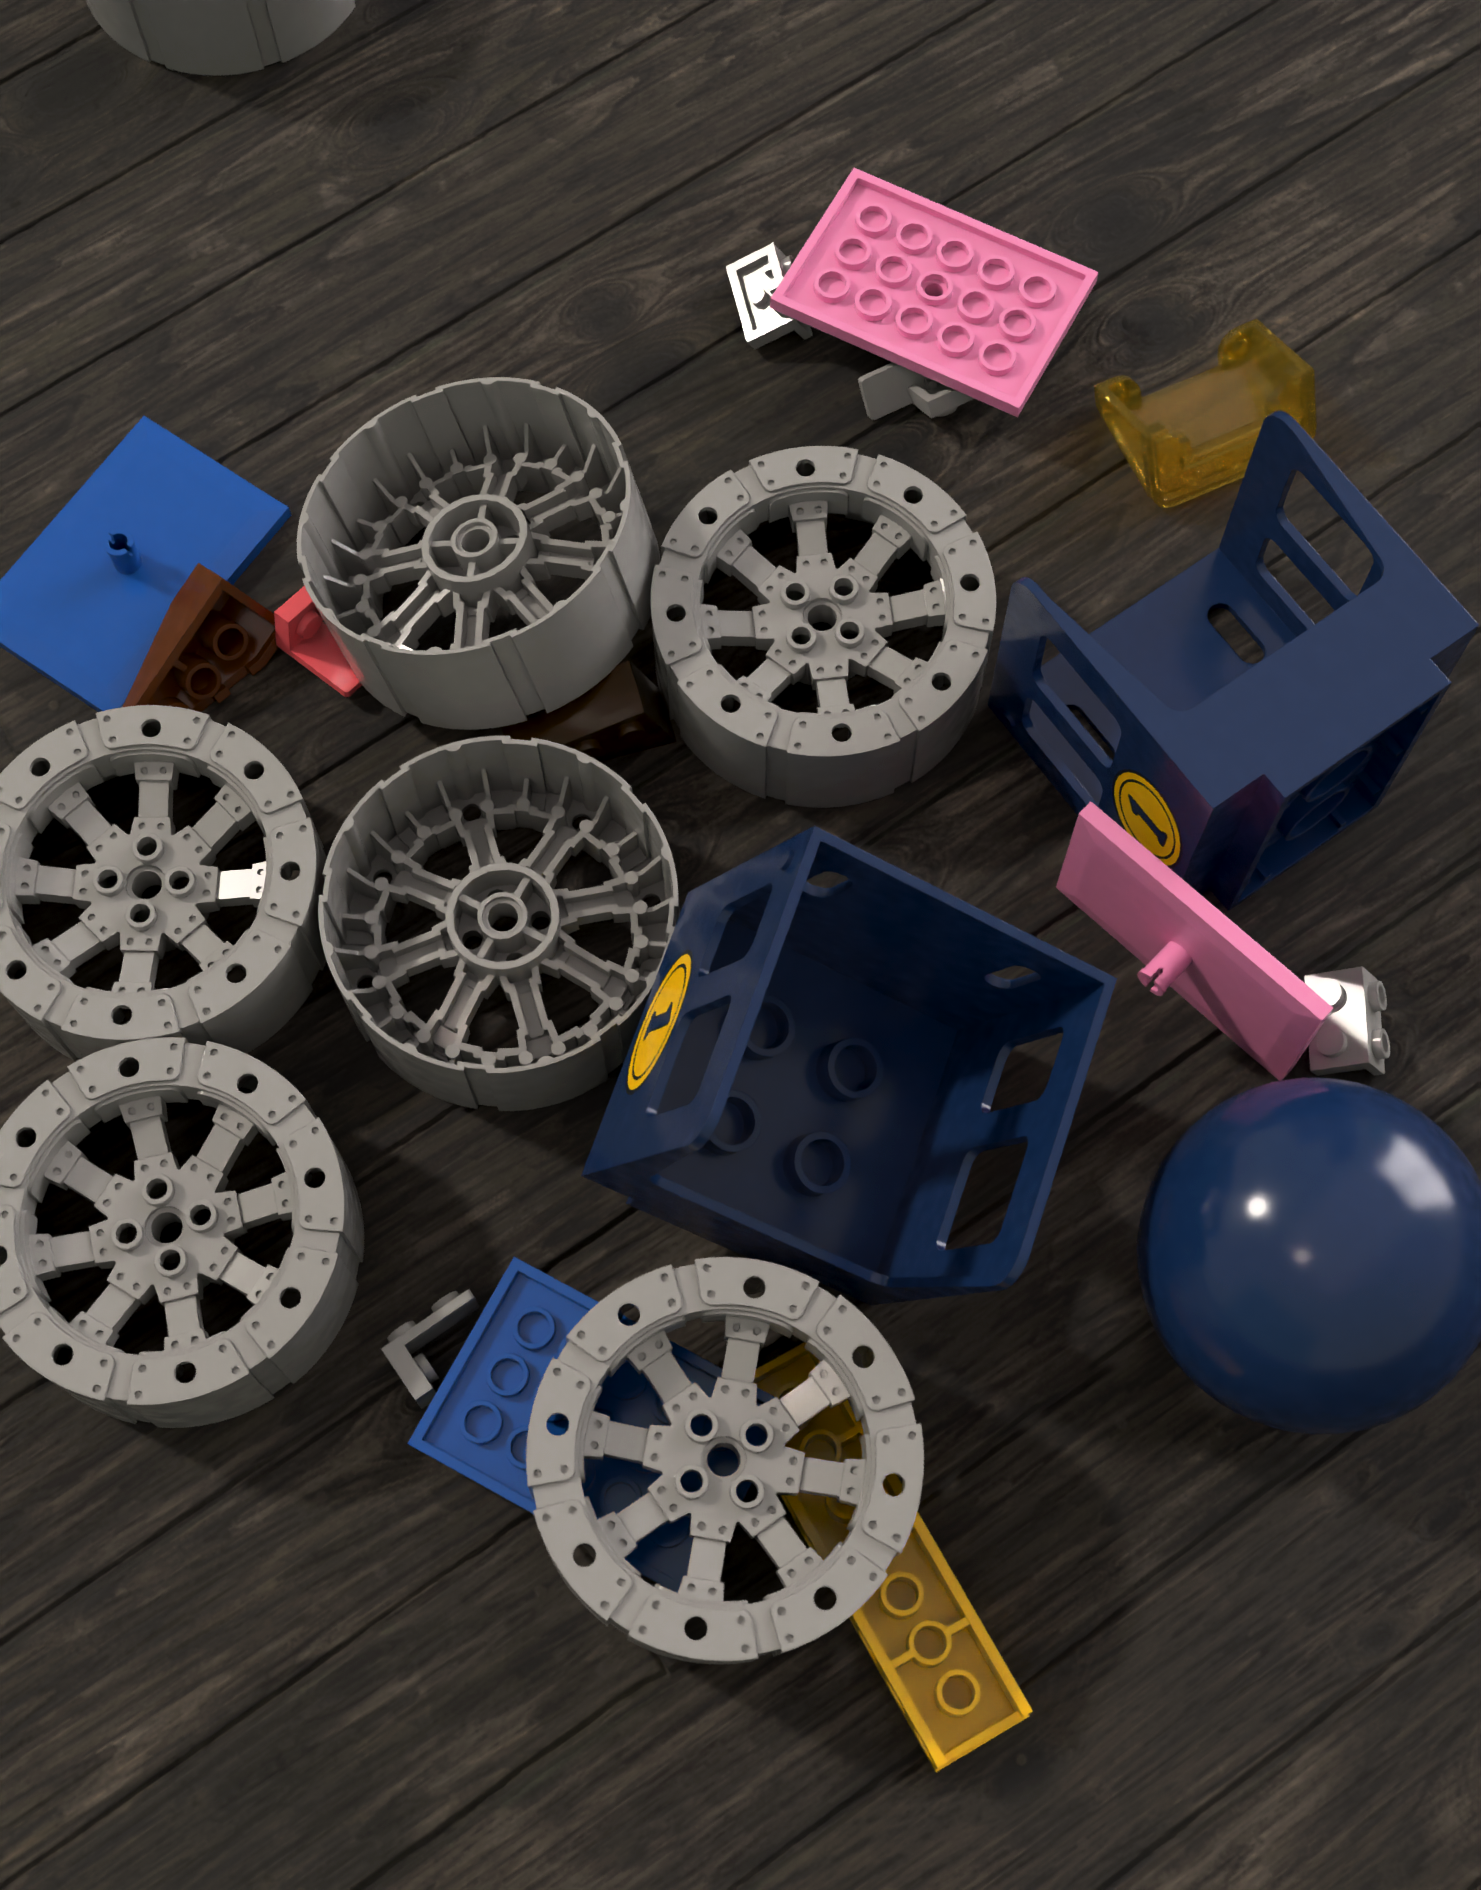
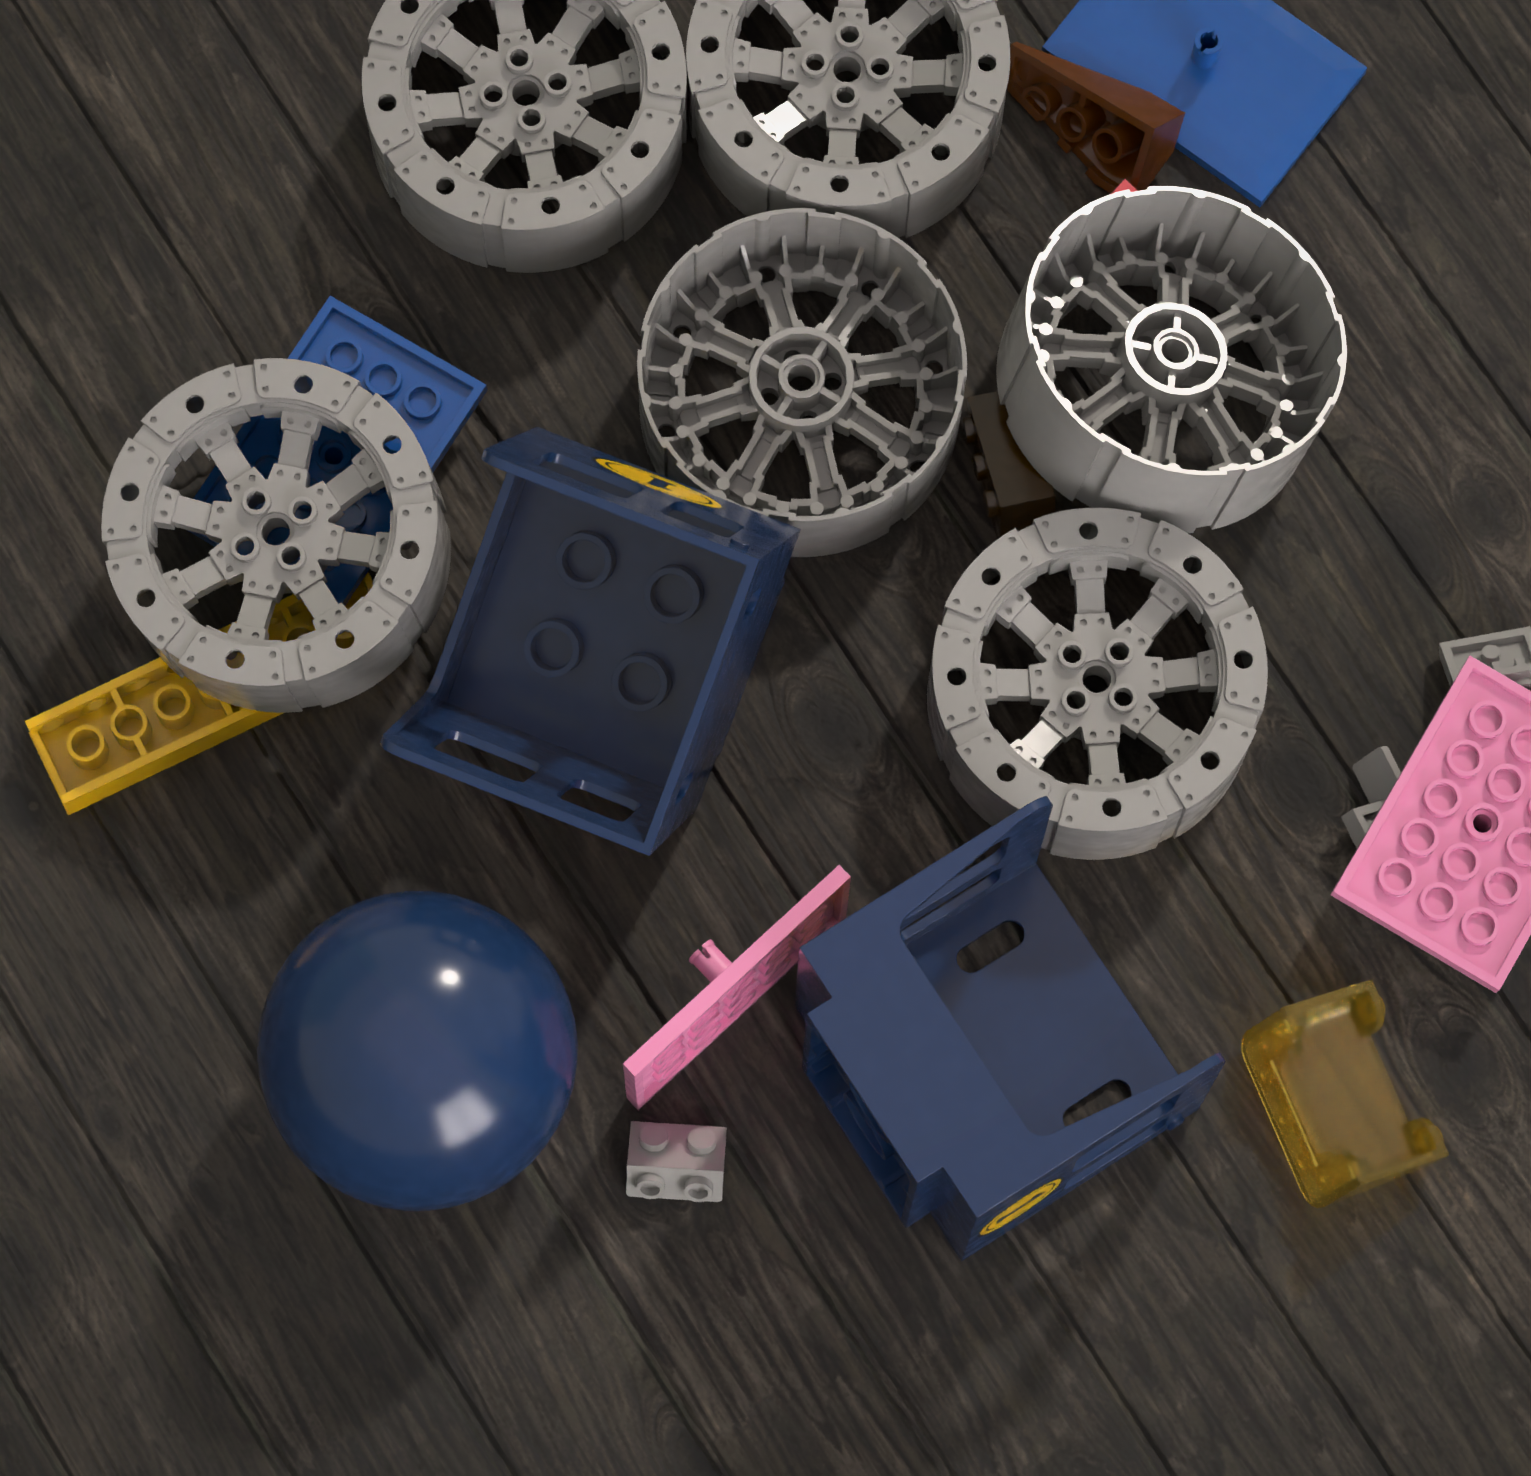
camera: 90 degrees right, 5 degrees up
(408, 1338) = (400, 308): light grey bracket -> none

